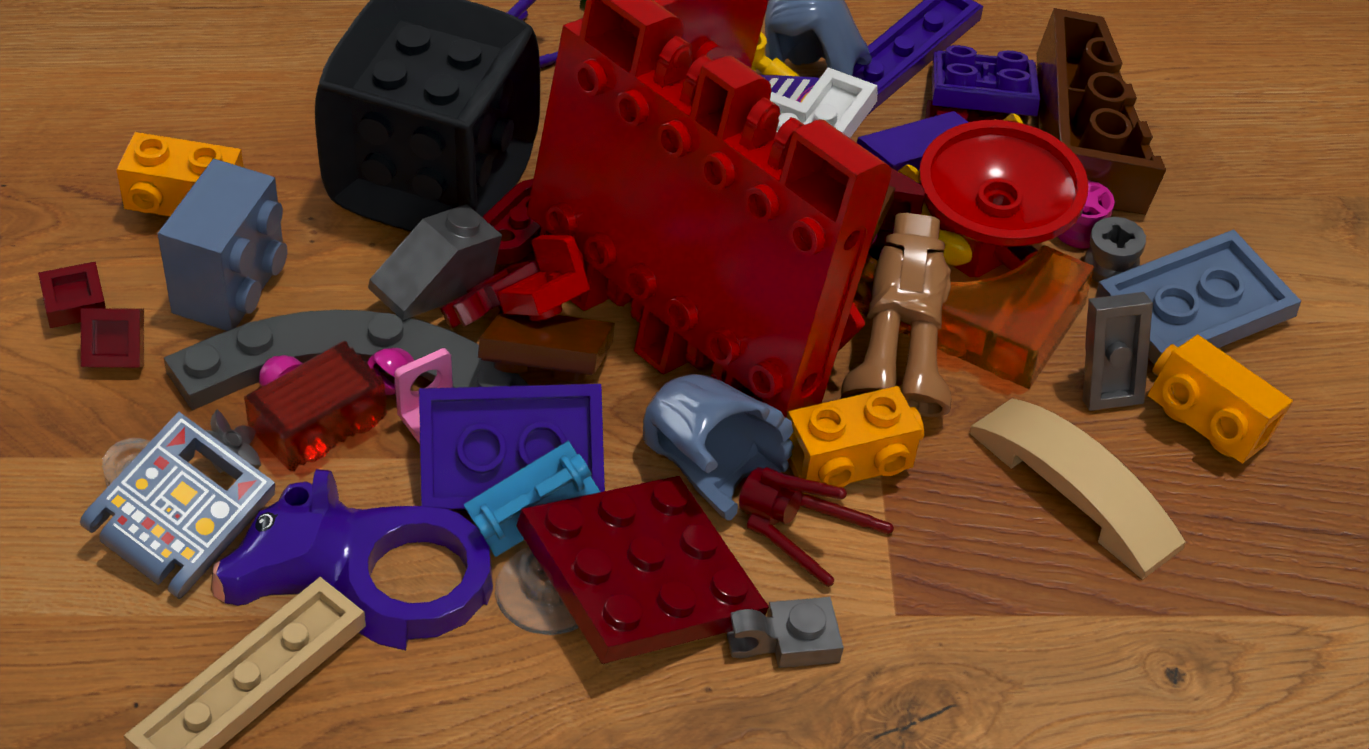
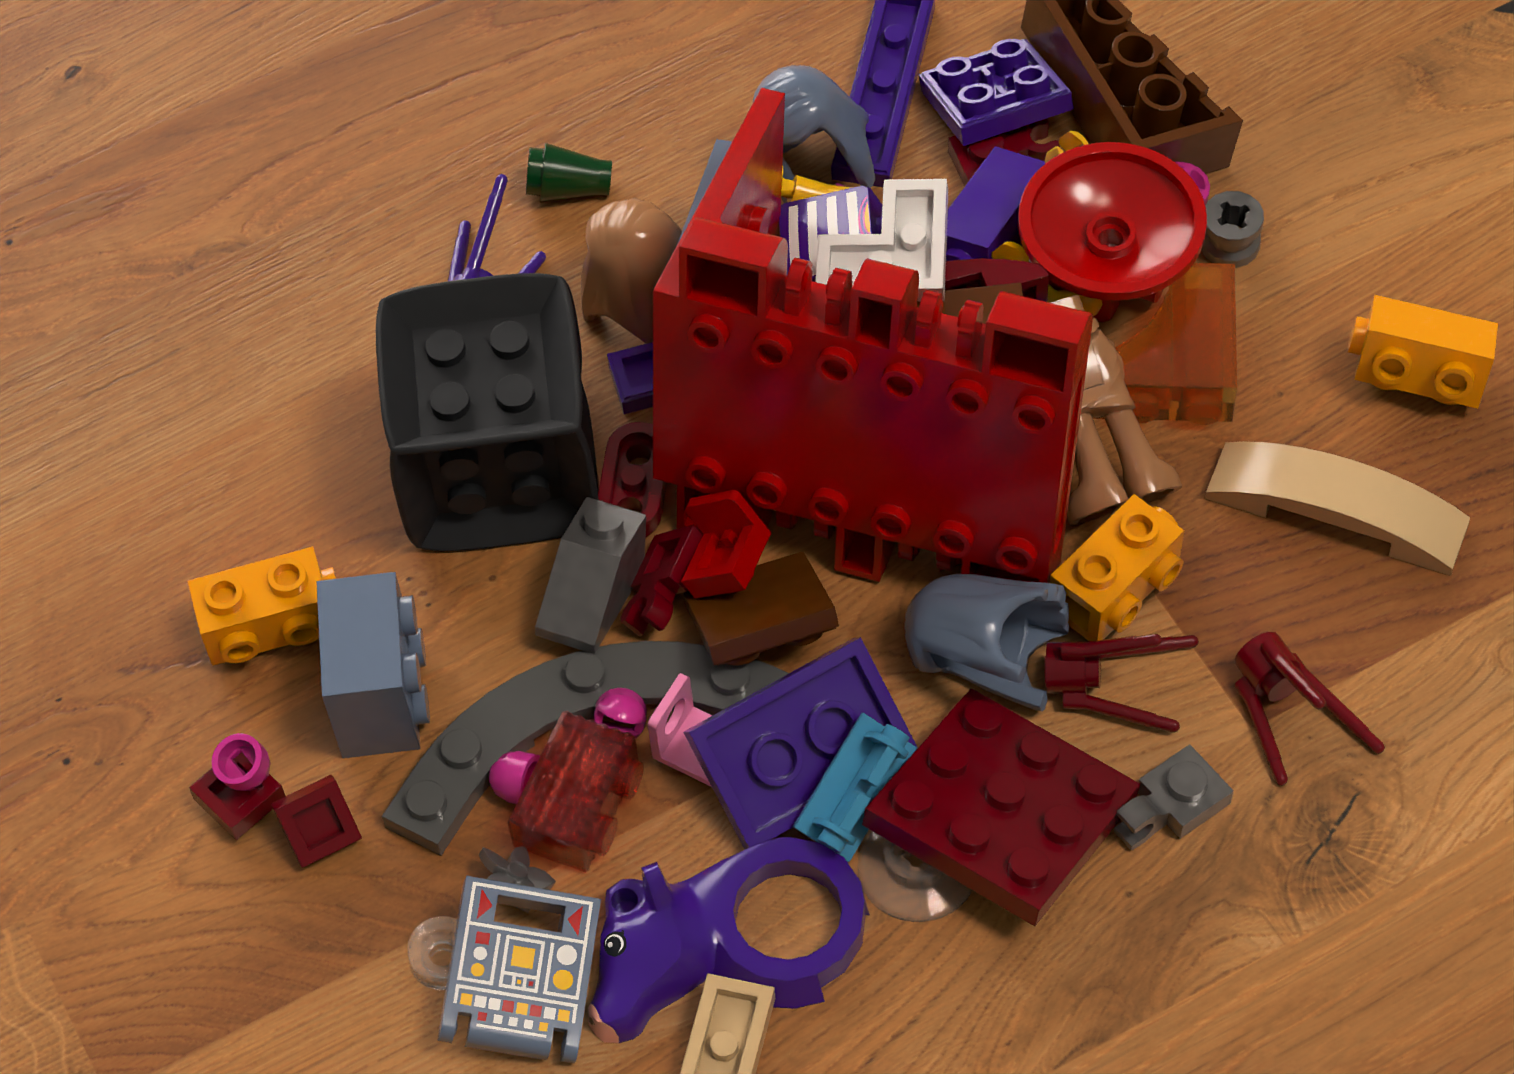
camera: 20 degrees left, 10 degrees up
(70, 270) = (227, 769): none -> dark pink hinge
(938, 579) = (1276, 673): none -> dark red plant
(1117, 350) = (1309, 349): flat silver plate -> none
(1209, 291) = (1338, 246): sand blue plate -> none

